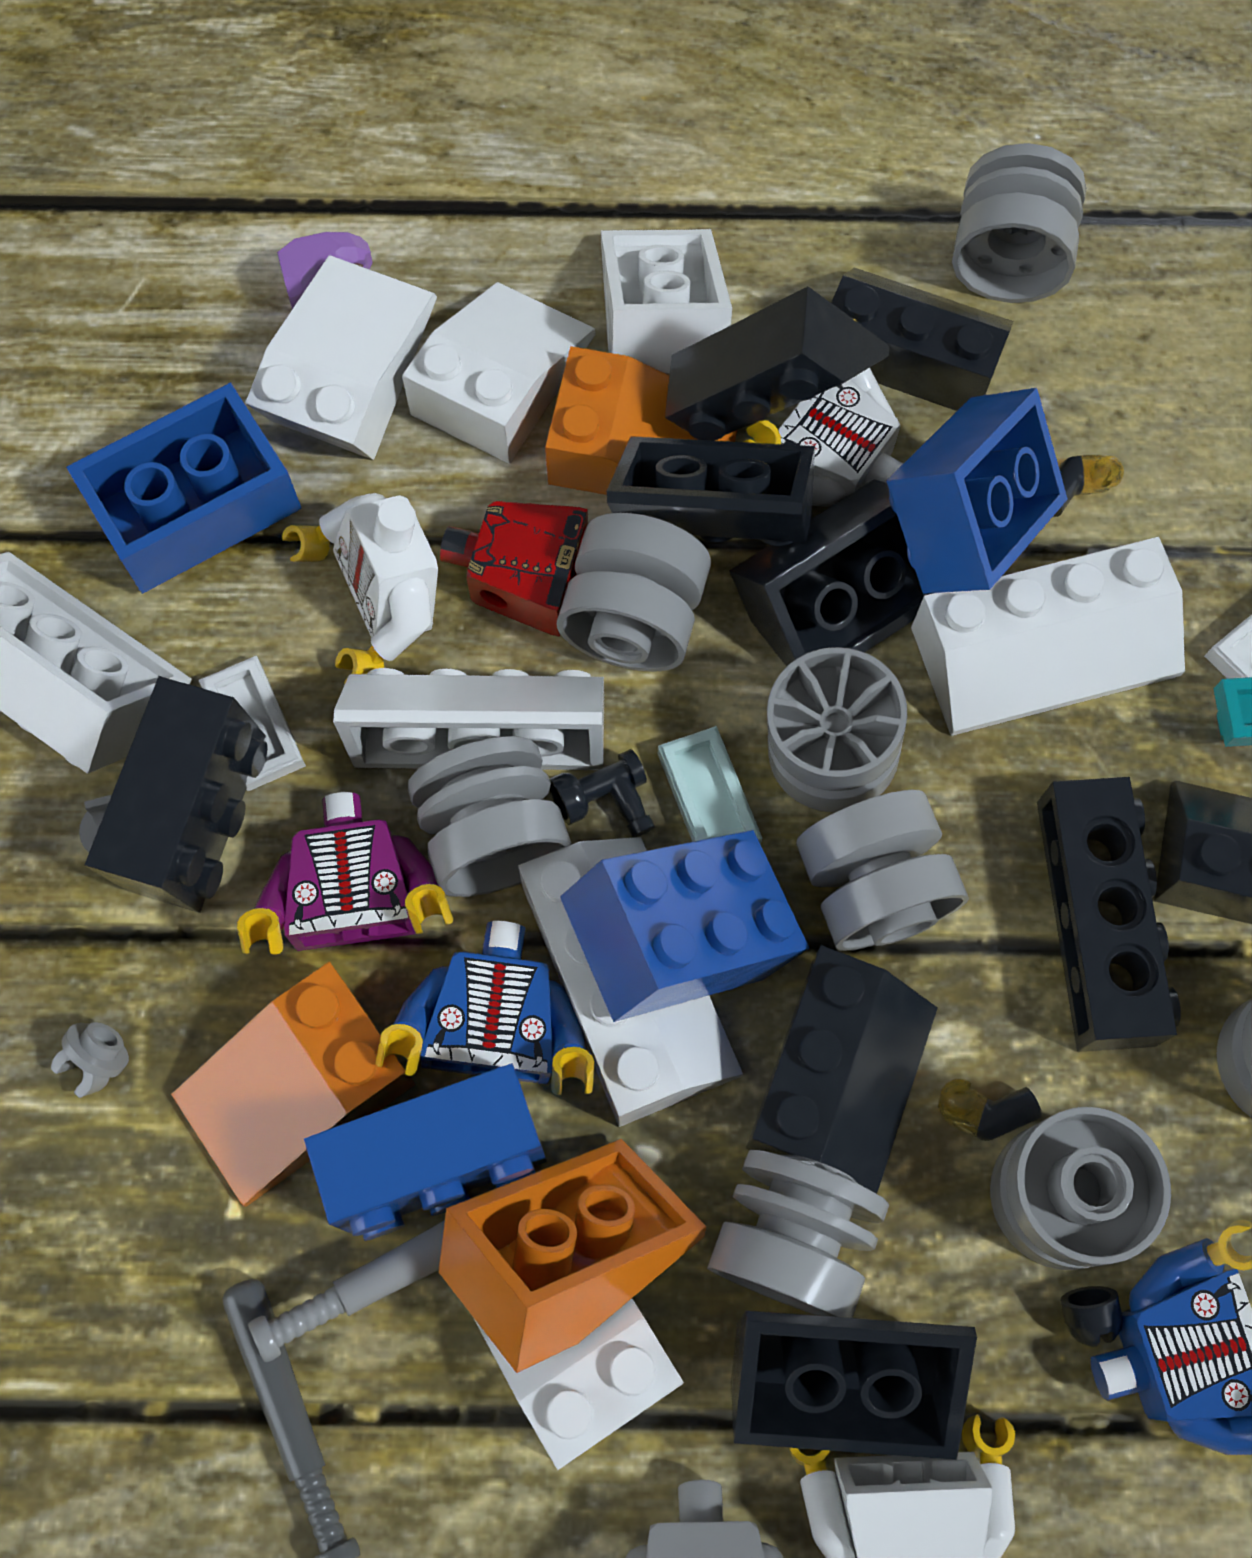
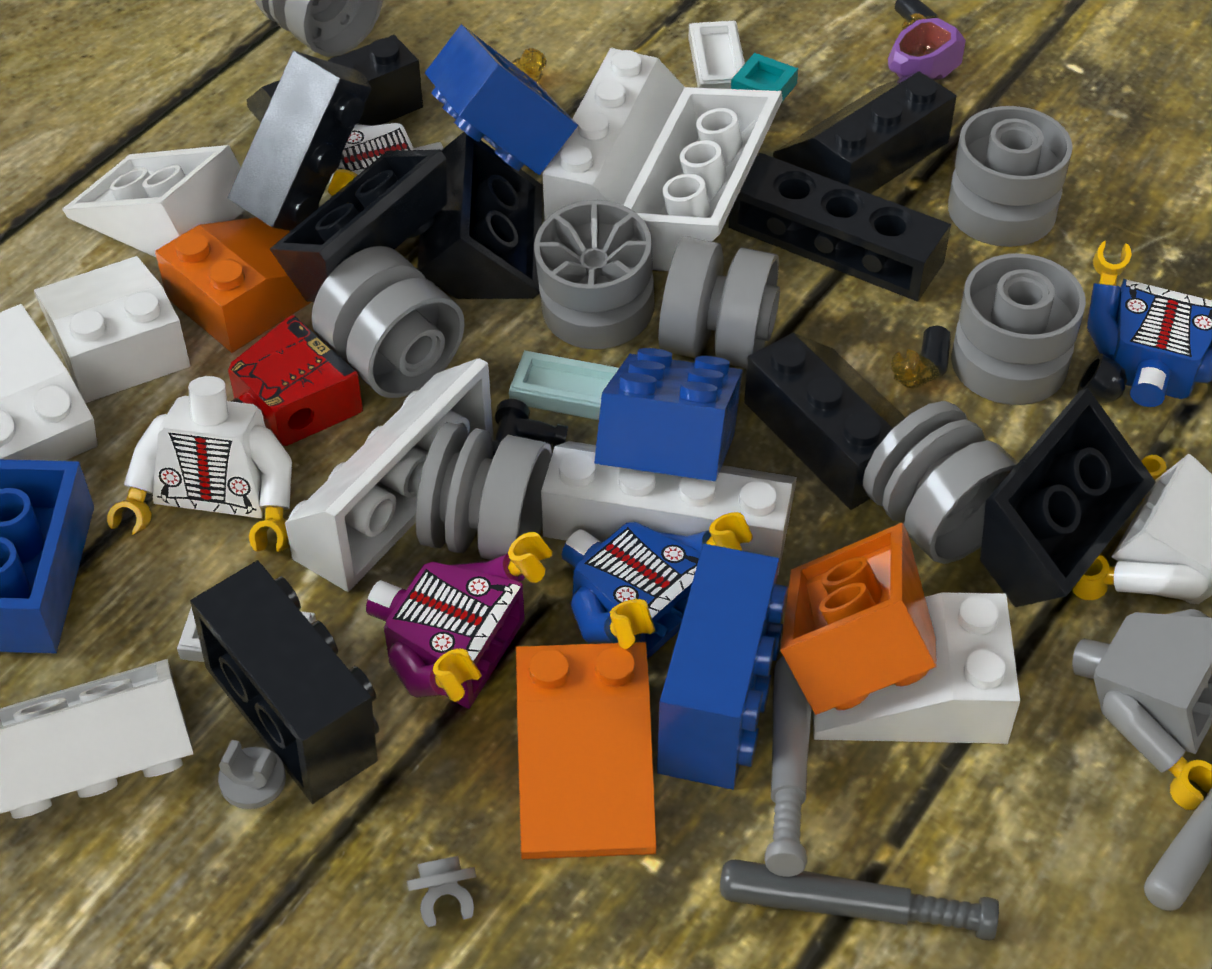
camera: 55 degrees left, 20 degrees down
(1049, 733) = (700, 165): none -> white slope

